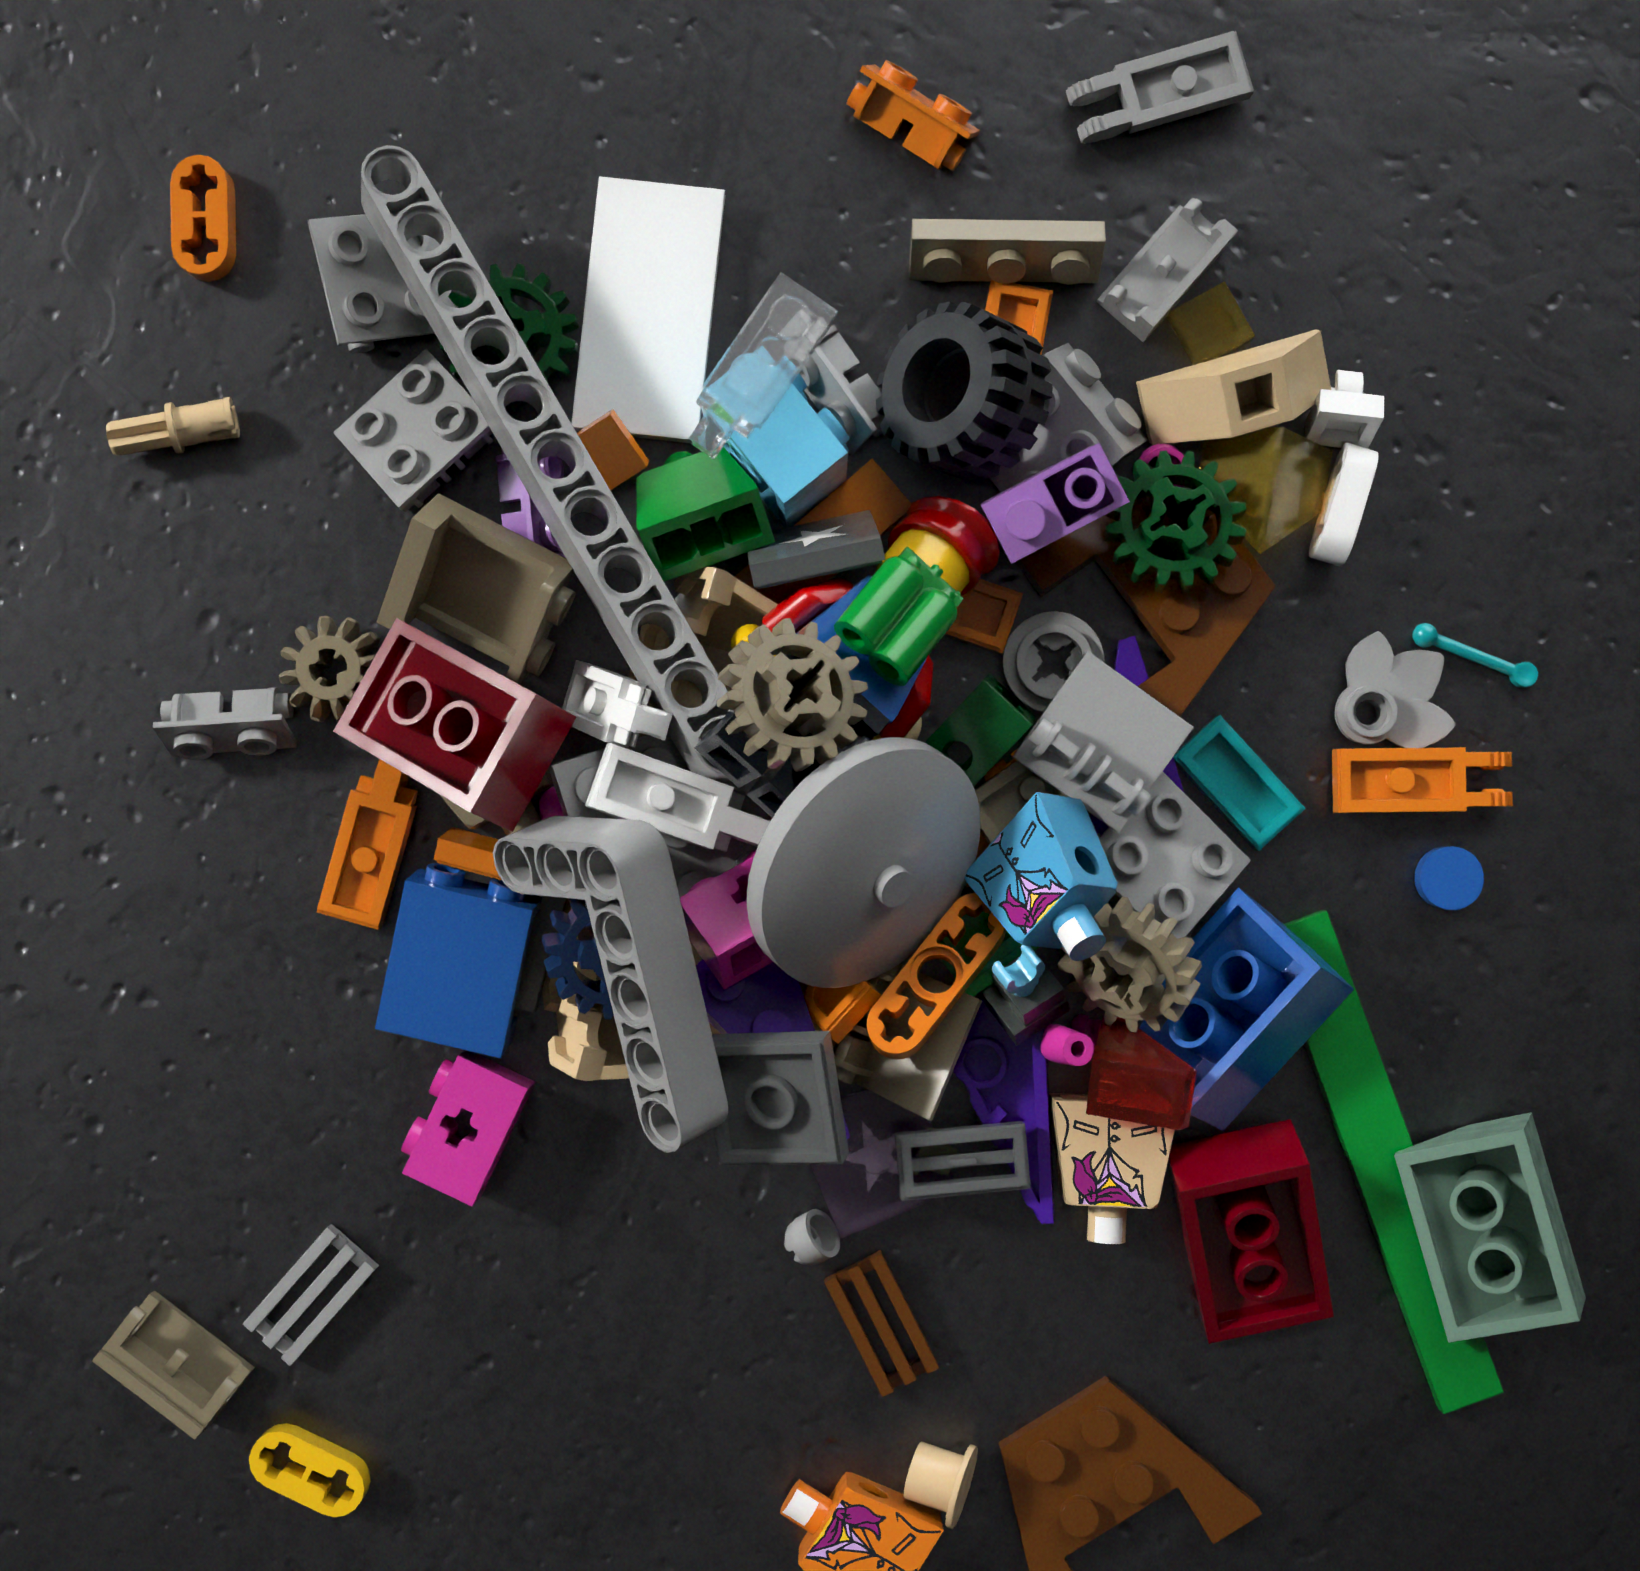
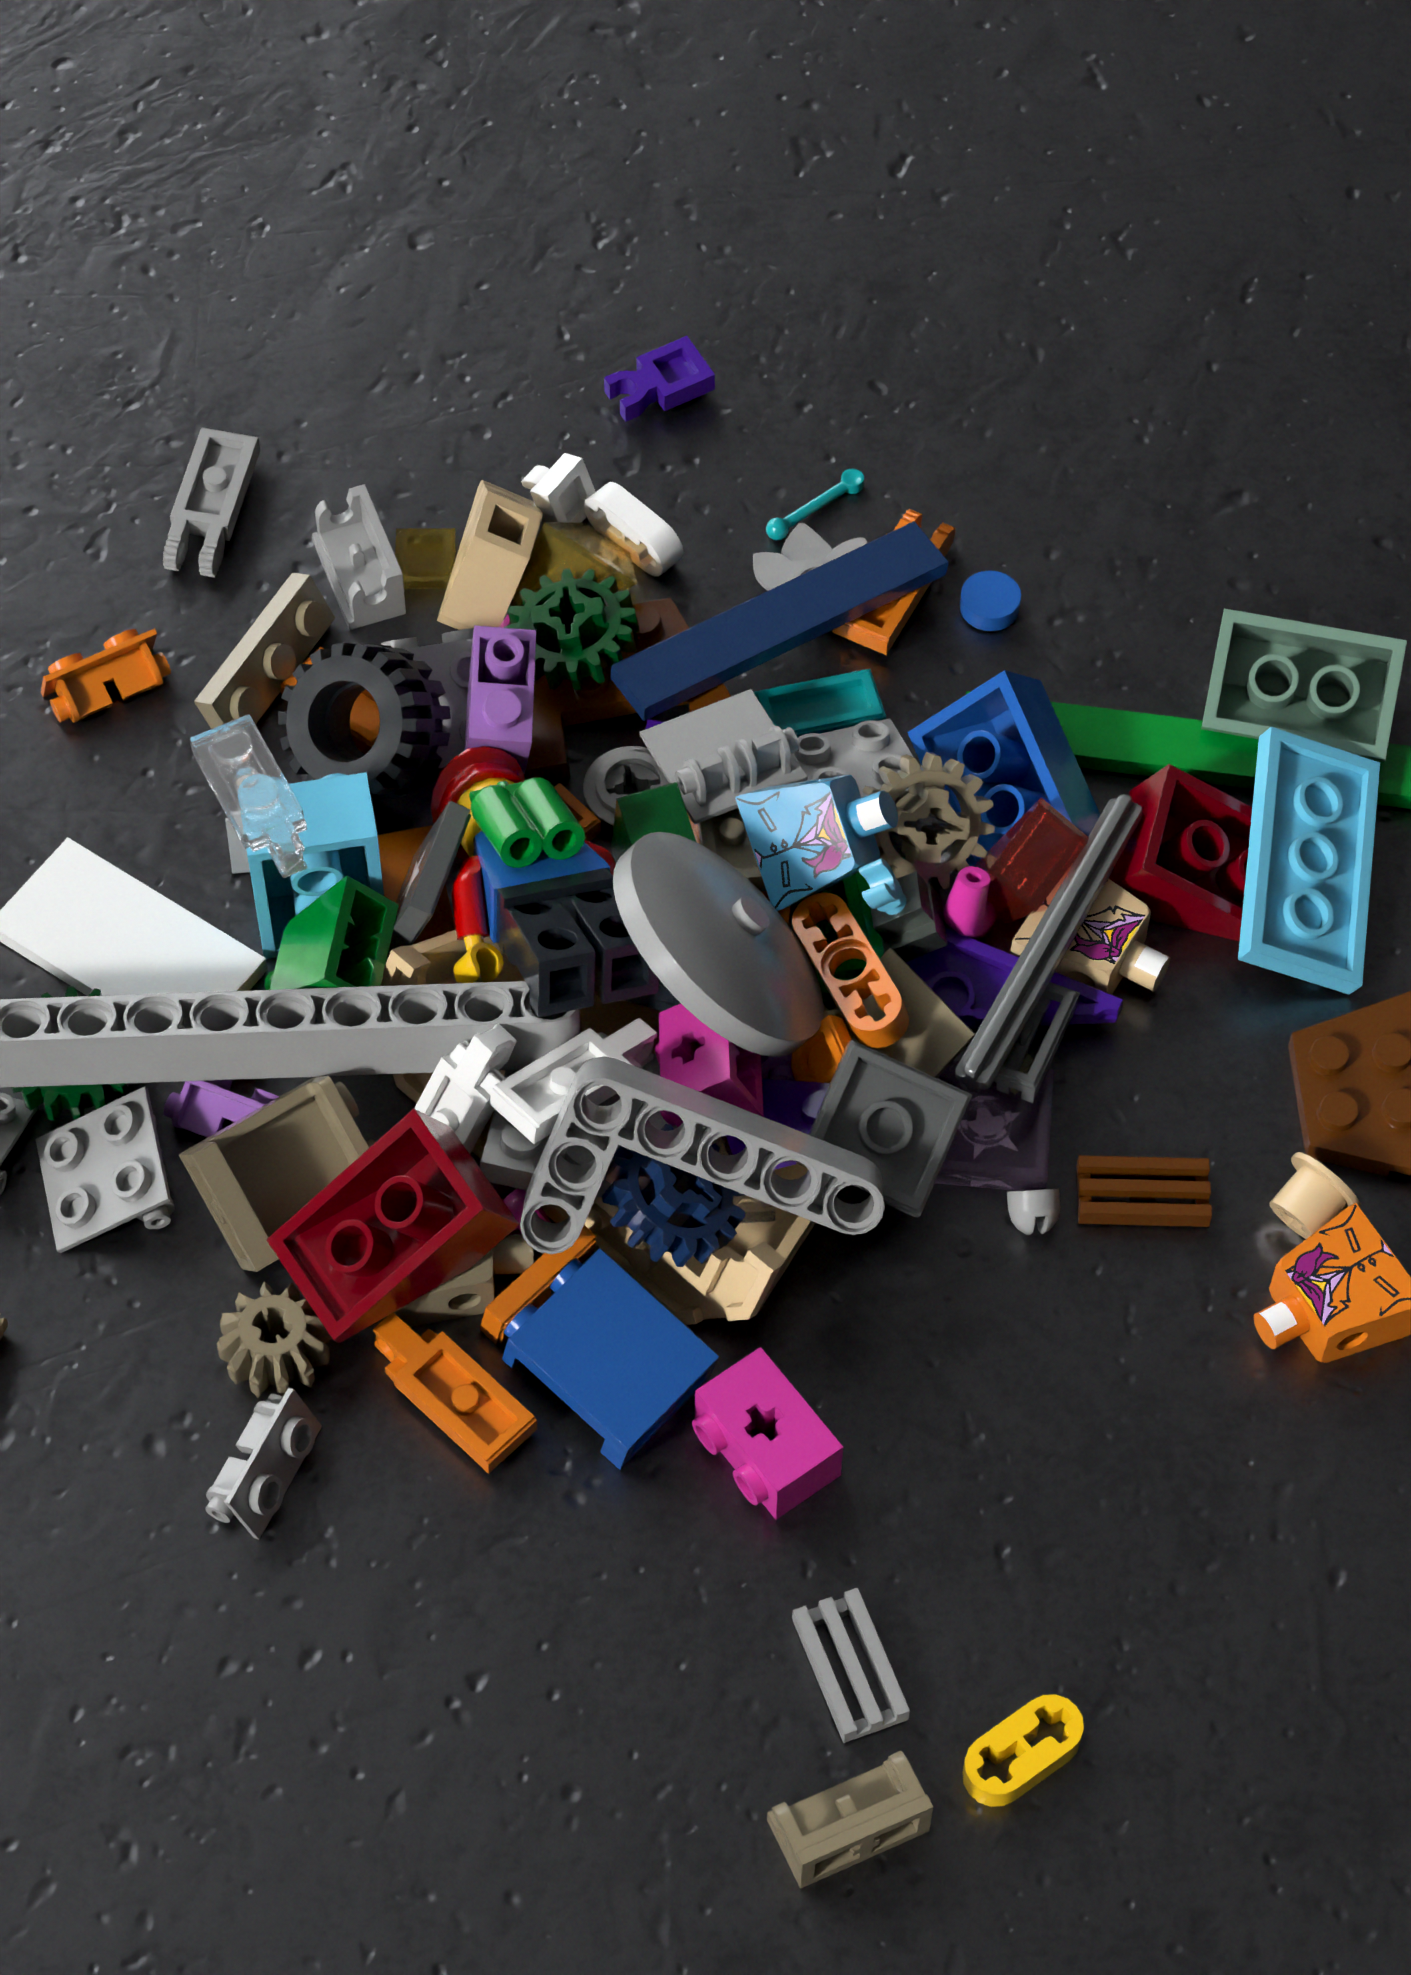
camera: 65 degrees left, 30 degrees down
(822, 699) = (542, 893): dark tan gear -> none
(1058, 1143) = (1048, 944): none -> dark grey axle
(1295, 1323) = (1309, 861): none -> medium azure plate
(1296, 708) = (778, 620): none -> dark blue tile
(1547, 436) = (663, 375): none -> dark purple plate

